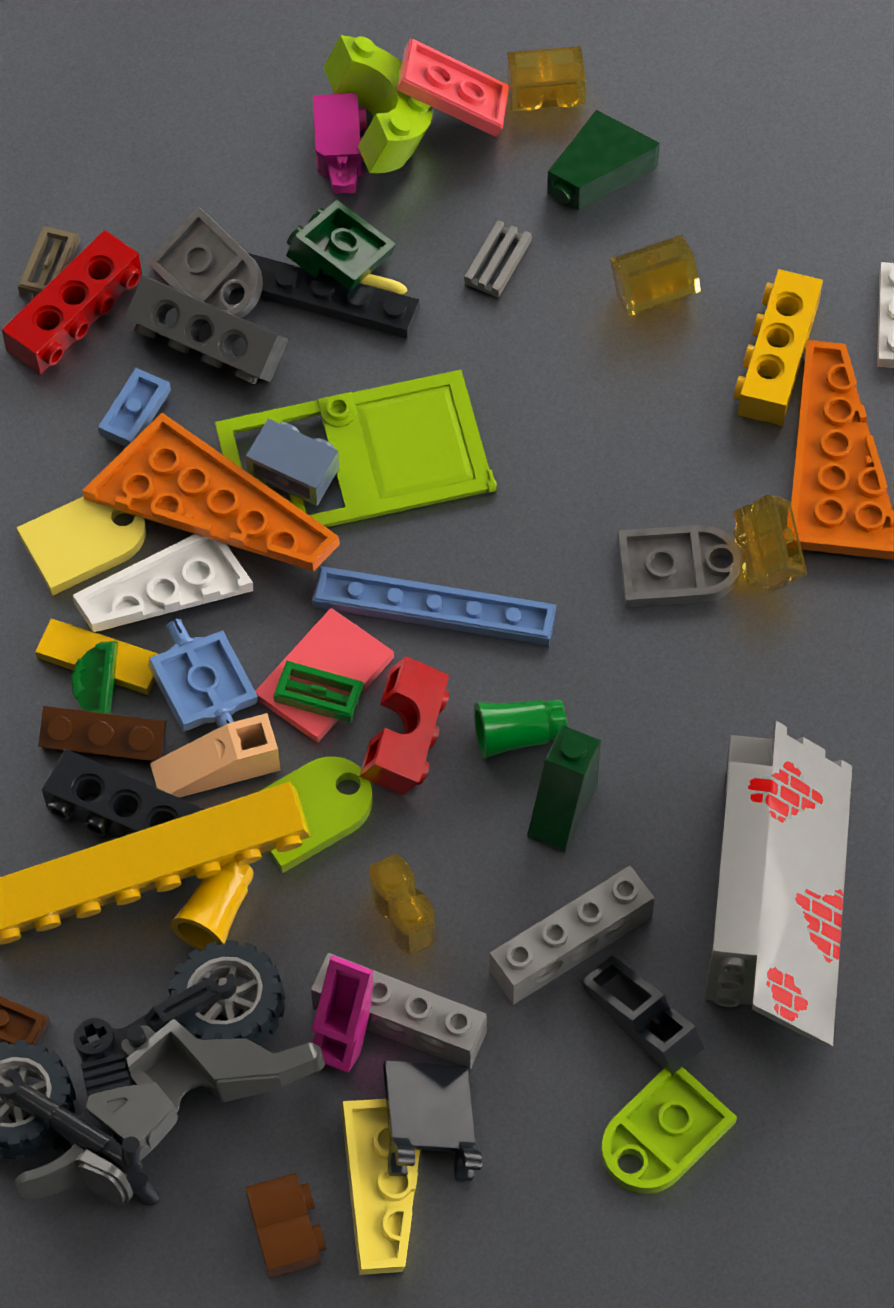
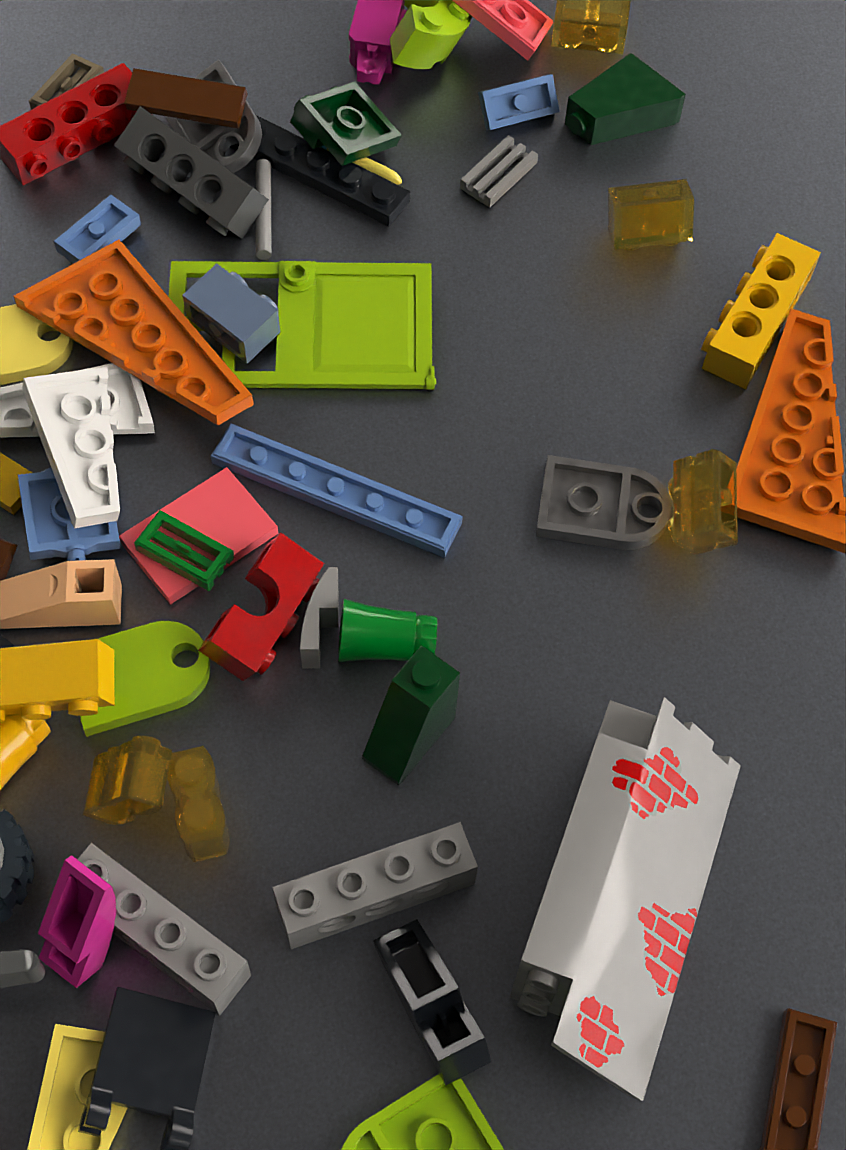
camera: 10 degrees right, 0 degrees up
(181, 255) = (186, 98): none -> reddish brown tile
(187, 603) = (78, 440): none -> white wing
(287, 359) = (263, 220): none -> light grey bar
(339, 898) = (128, 781): none -> clear yellow brick
(458, 719) = (320, 613): none -> light grey slope
(499, 182) = (519, 102): none -> medium blue plate

